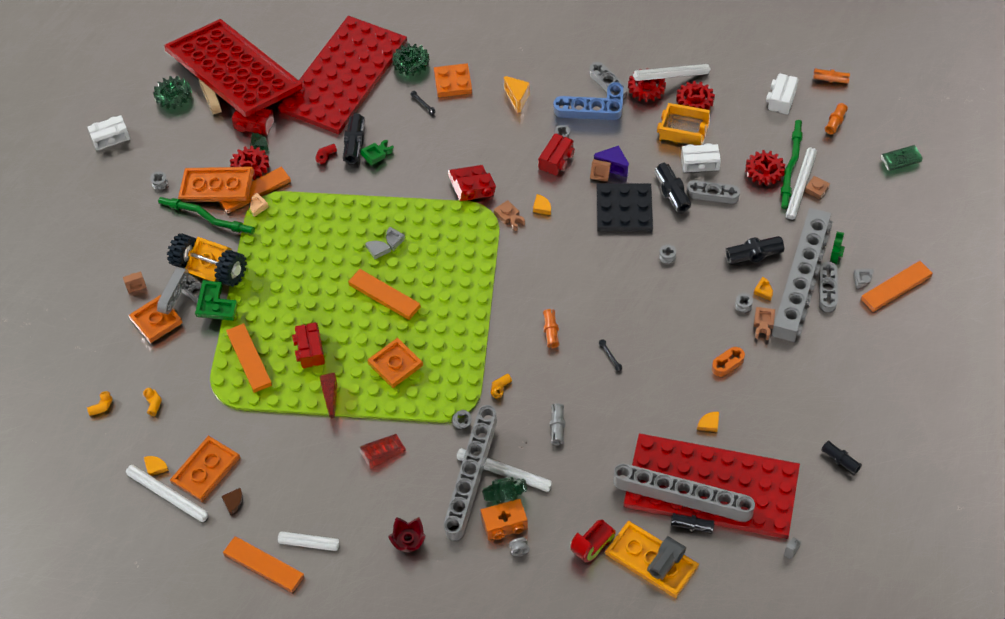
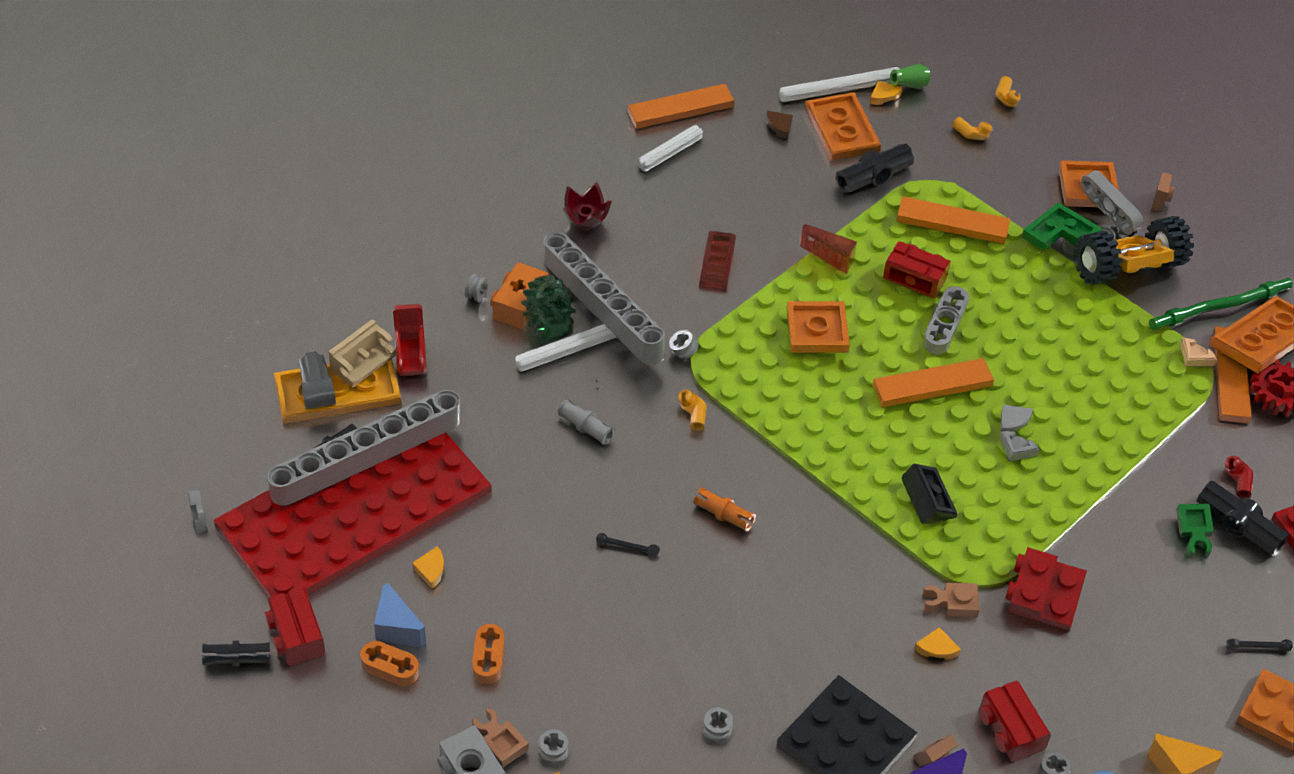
camera: 125 degrees right, 5 degrees down
(129, 455) = (914, 76): none -> bright green cone
(234, 423) = (874, 168): none -> black piece
(345, 306) = (947, 330): none -> light grey beam
(460, 254) = (928, 494): none -> black slope
(626, 555) = (361, 353): none -> tan hinge
(756, 408) = (396, 621): none -> medium blue slope
(772, 396) = (389, 664): none -> orange beam
(802, 443) = (296, 627): none -> red brick

